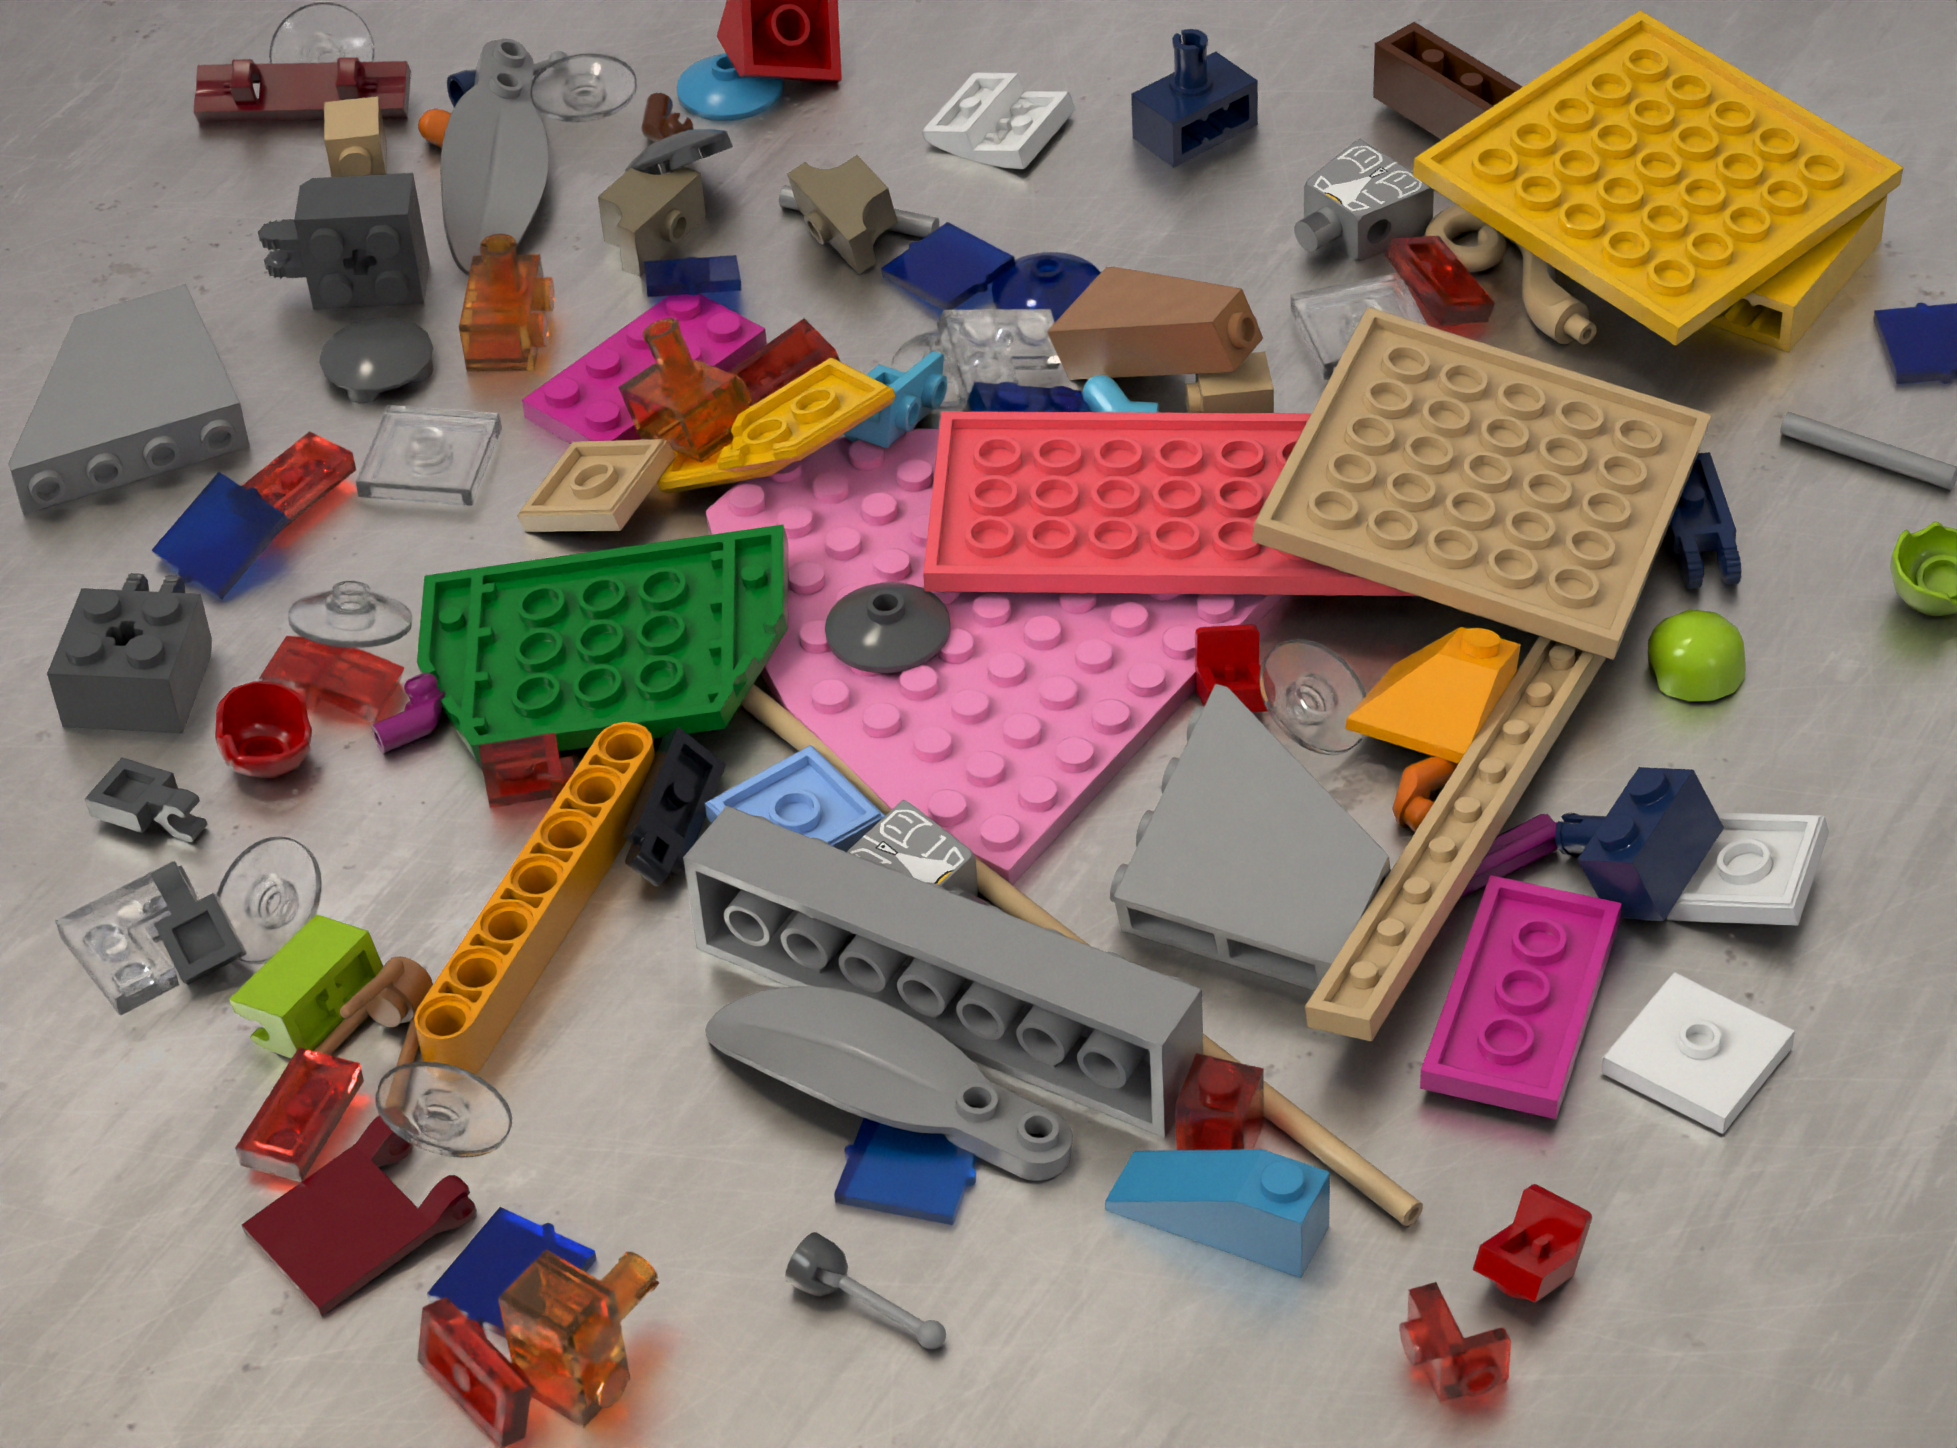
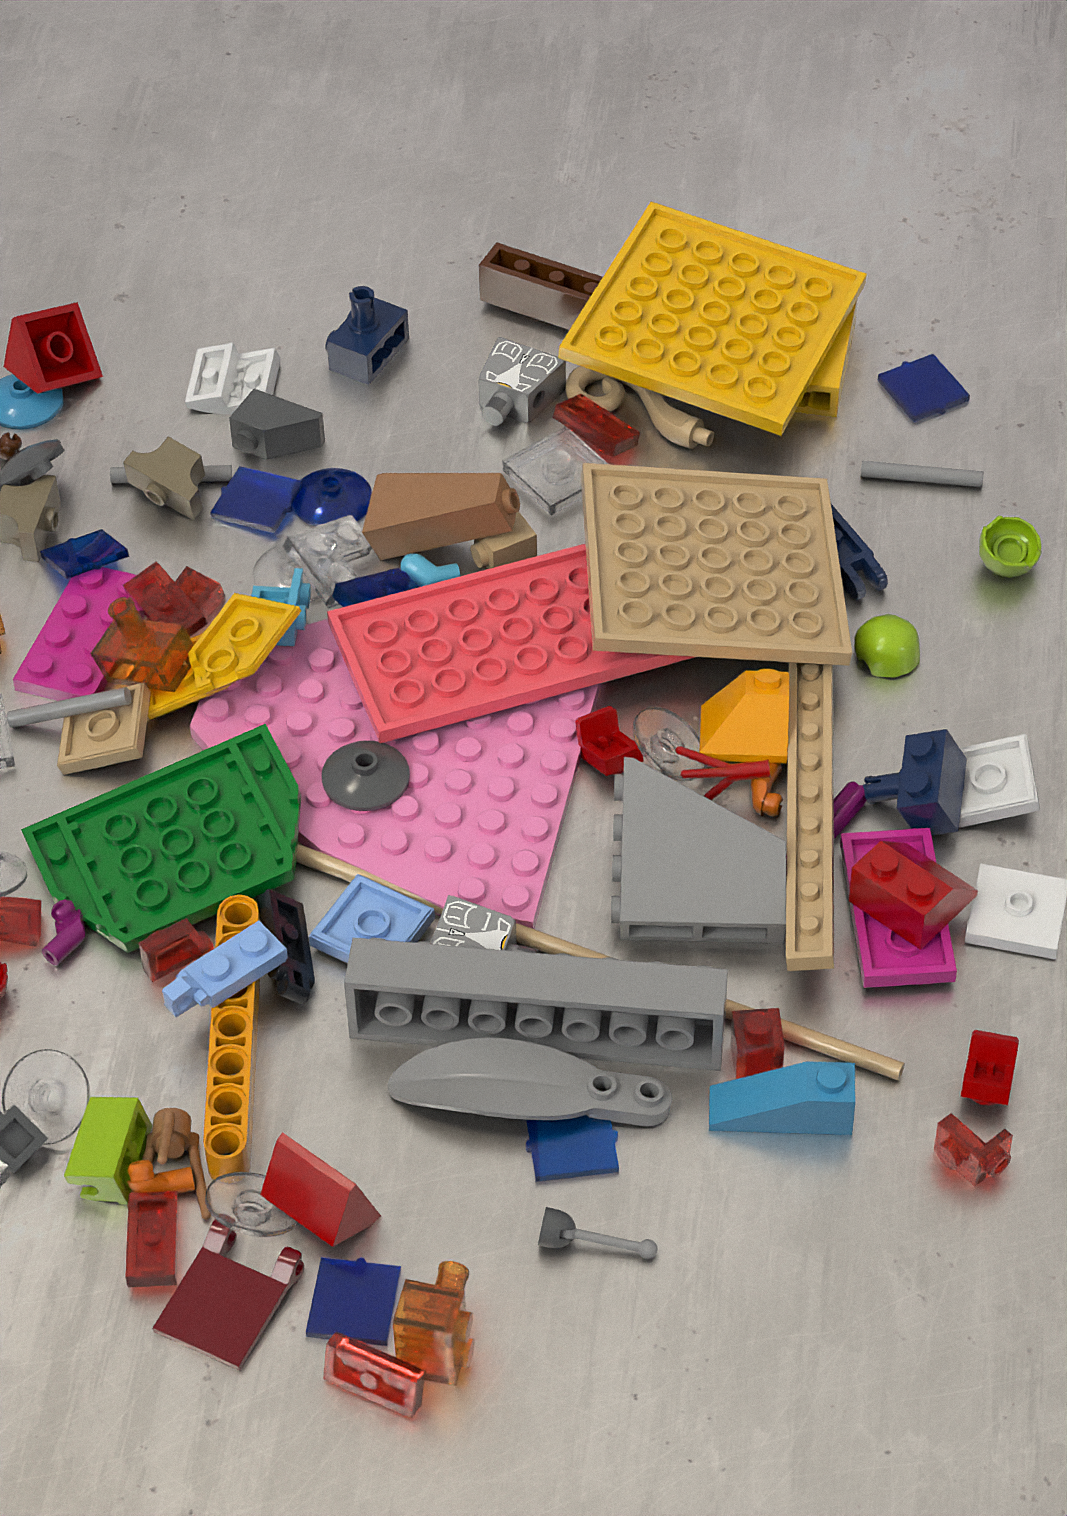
camera: 25 degrees left, 5 degrees up
(326, 1037) = (144, 1180): none -> orange arm
(526, 1121) = (316, 1193): none -> red slope
(559, 807) = (225, 970): none -> light blue hinge
(565, 448) = (69, 707): none -> light grey bar
(748, 348) = (163, 599): none -> clear red plate
(1015, 184) = (275, 426): none -> dark grey slope
(1375, 753) = (721, 769): none -> red plant
(1536, 970) = (907, 891): none -> red slope

